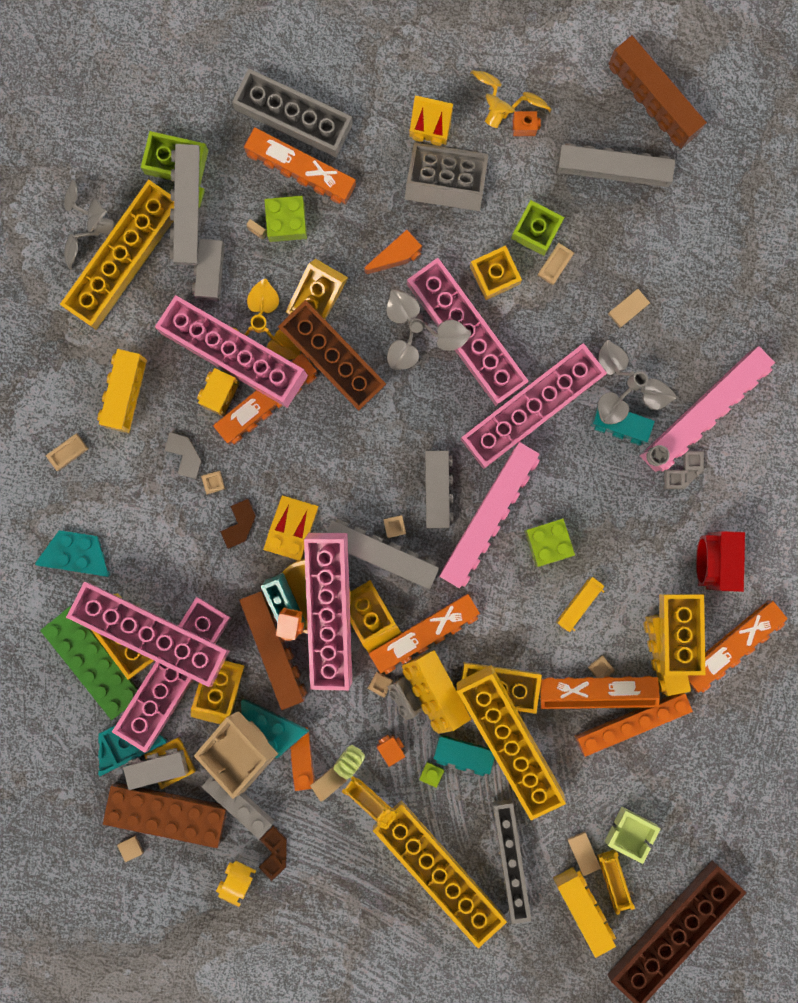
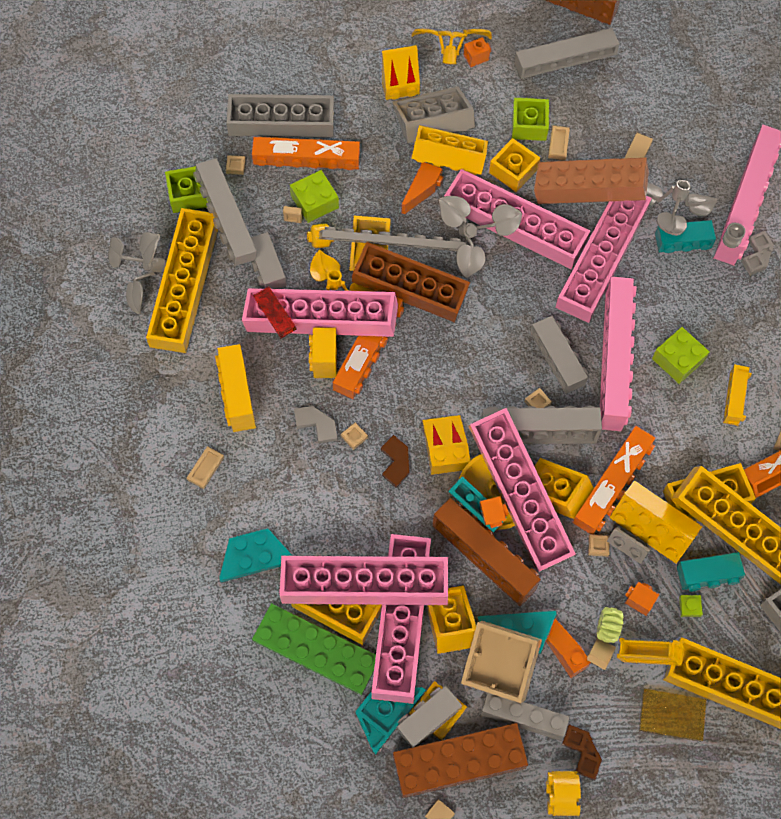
camera: 25 degrees left, 20 degrees down
(186, 335) = (274, 312): none -> clear red tile
(227, 146) = (235, 165): none -> tan tile
(272, 265) = (313, 236): none -> yellow head
(328, 303) = (384, 238): none -> light grey plate
(365, 858) = (672, 715): none -> clear yellow tile
(438, 229) = (449, 150): none -> yellow brick
(558, 329) = (592, 180): none -> nougat brick

